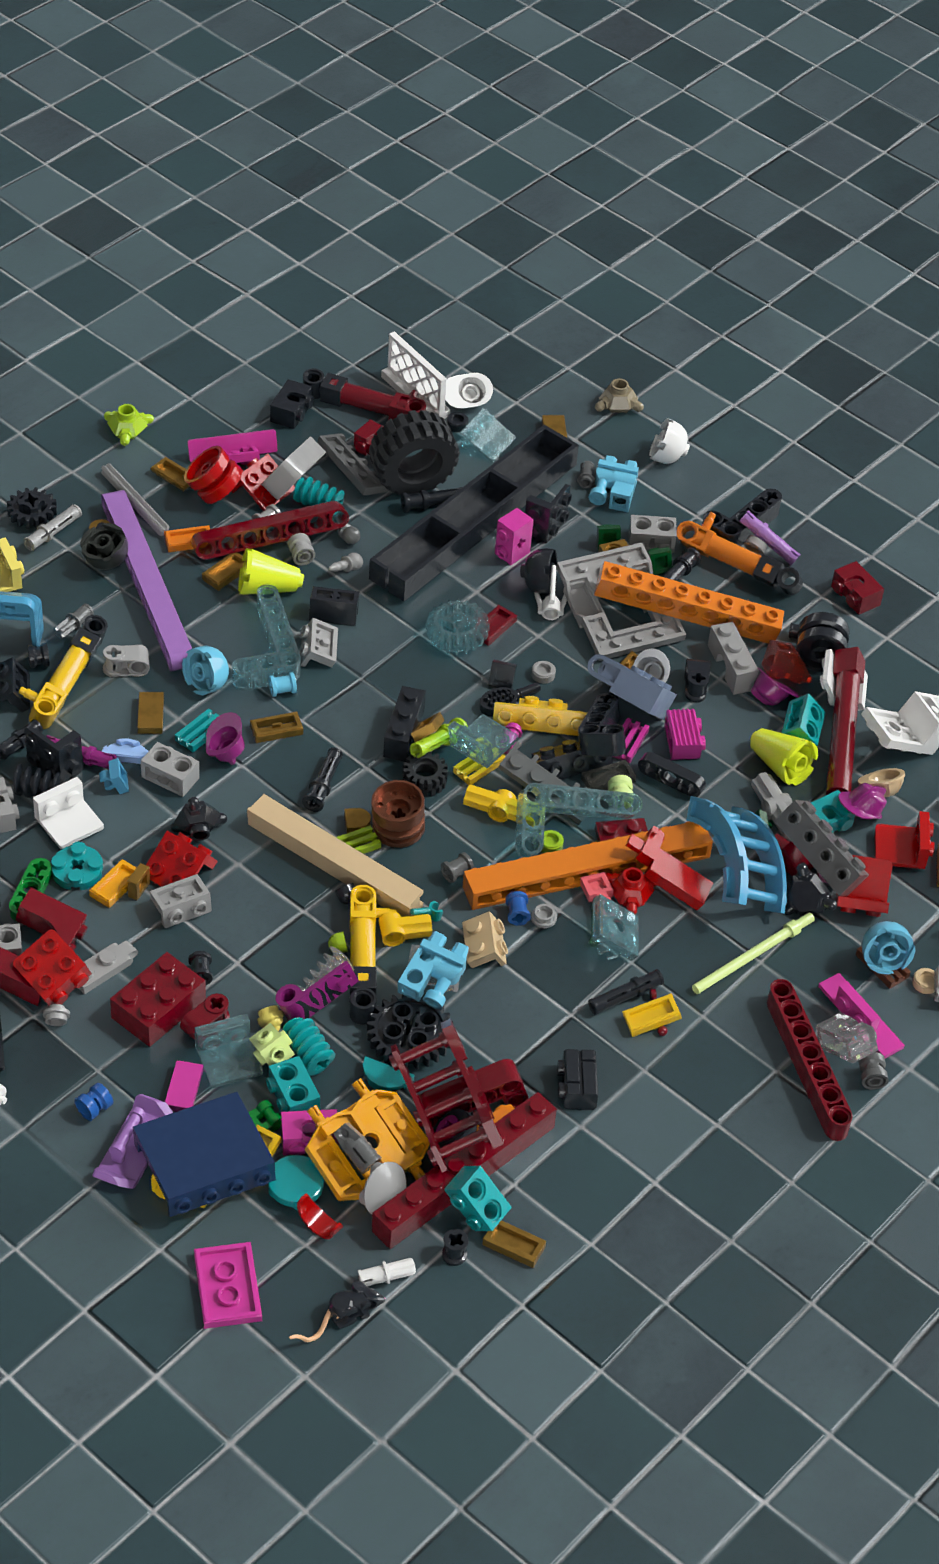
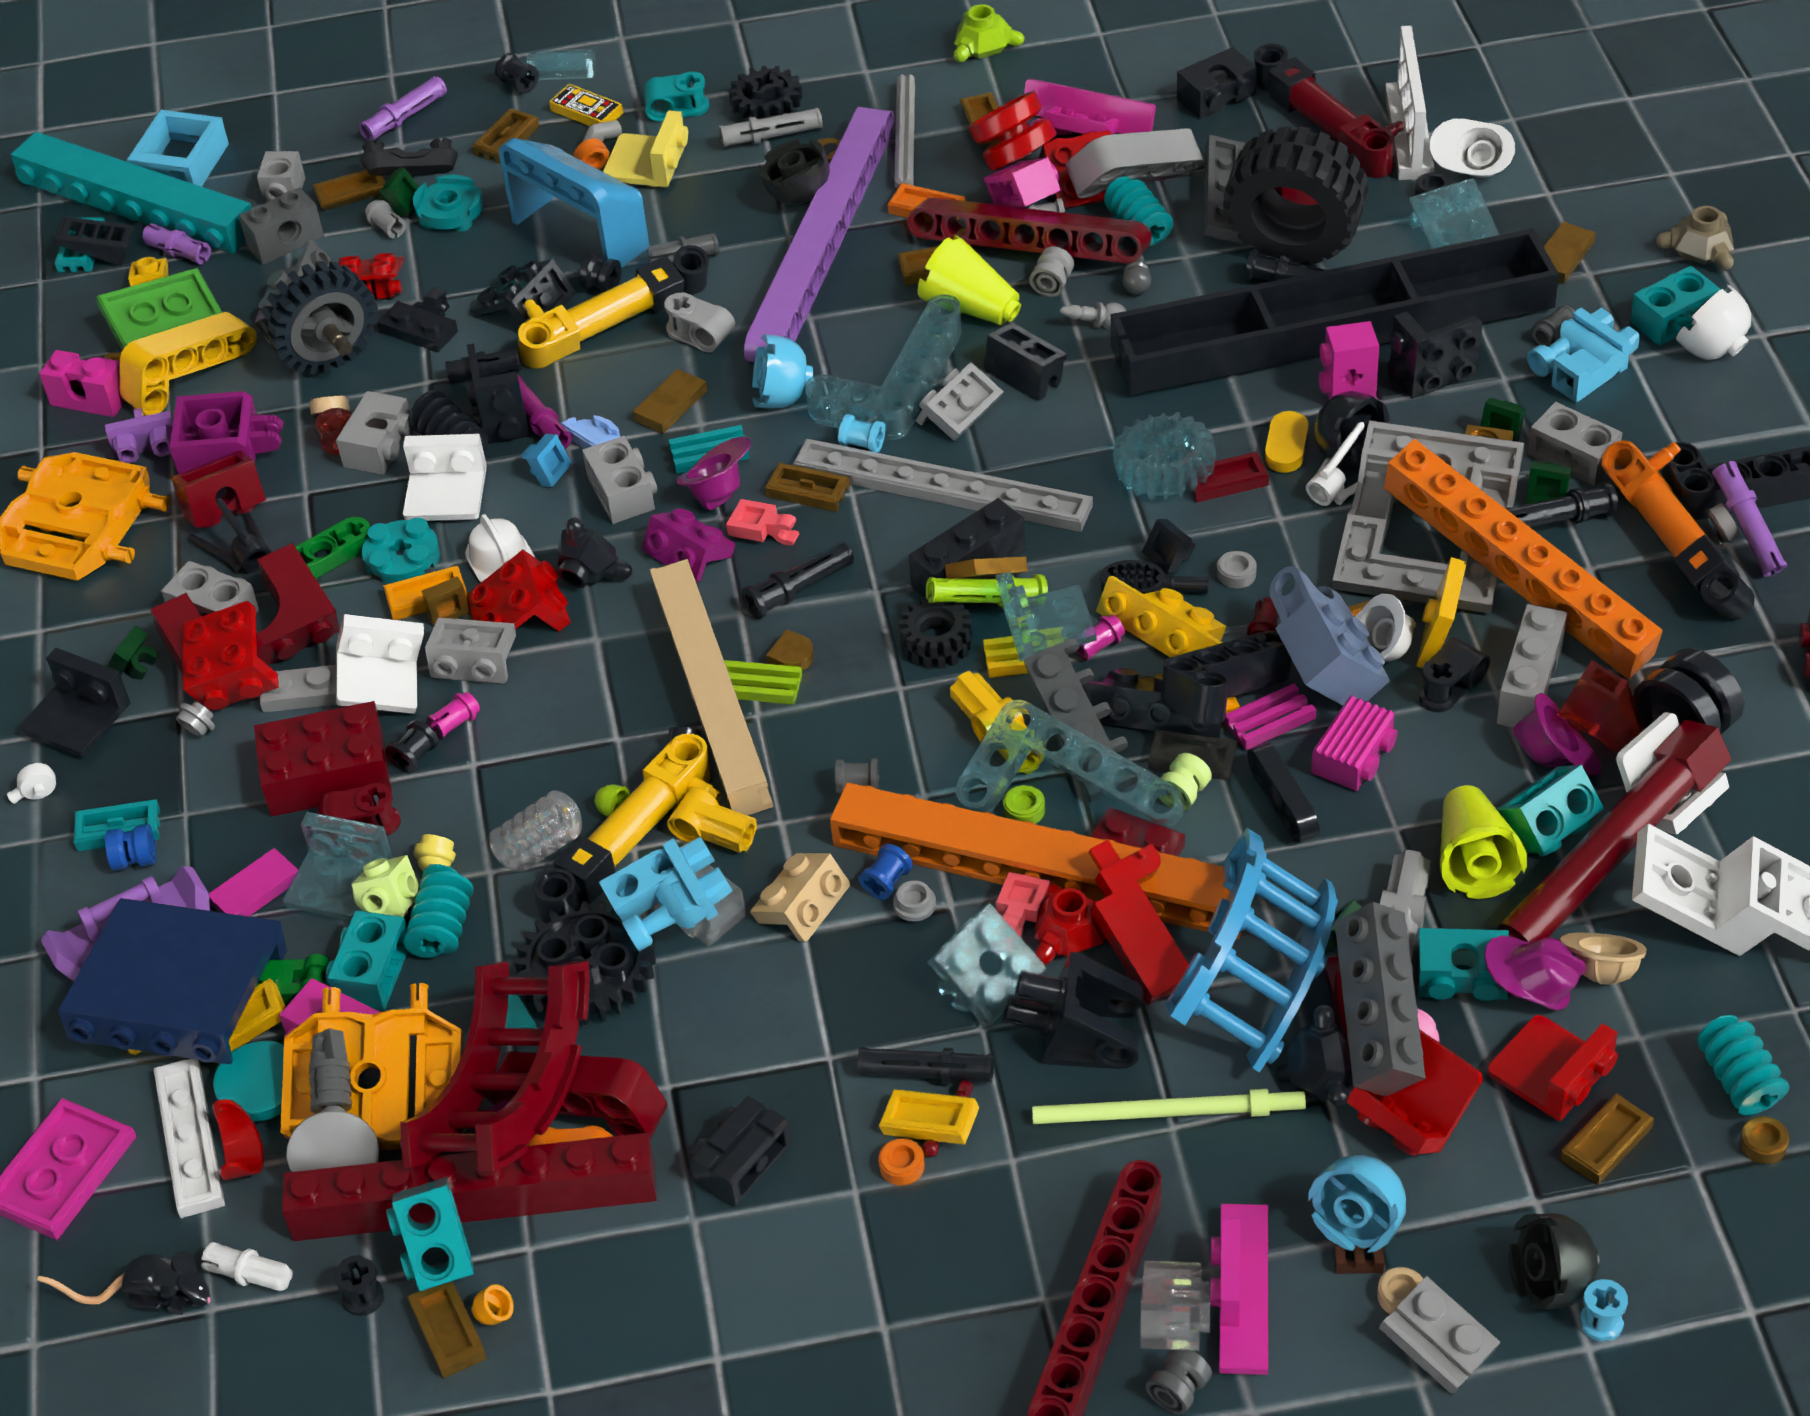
camera: 45 degrees right, 0 degrees up
(66, 1101) = (94, 836): none -> teal tile
(135, 841) = (492, 545): none -> white piece
(136, 934) = (378, 663): none -> white bracket
(205, 935) = (455, 713): none -> dark pink pin
(241, 788) = (681, 537): none -> magenta bracket
(245, 504) = (1023, 183): none -> brick
(271, 758) = (757, 520): none -> coral plate
(282, 1230) = (189, 1137): none -> white tile
(305, 1004) = (500, 849): magenta door -> none
(348, 693) = (946, 484): none -> light grey tile
(398, 813) = (835, 664): copper wheel -> none
(432, 910) = (773, 817): teal hand -> none
(508, 592) = (1286, 441): none -> yellow tile
(529, 1219) = (490, 1300): none -> light orange hinge
(584, 692) = (1265, 618): none -> dark red pin
(636, 439) = (1670, 304): none -> teal brick
(655, 1044) = (901, 1162): none -> orange tile
(675, 646) = (1441, 611): none -> yellow plate
(678, 932) = (1072, 1014): none -> black piece

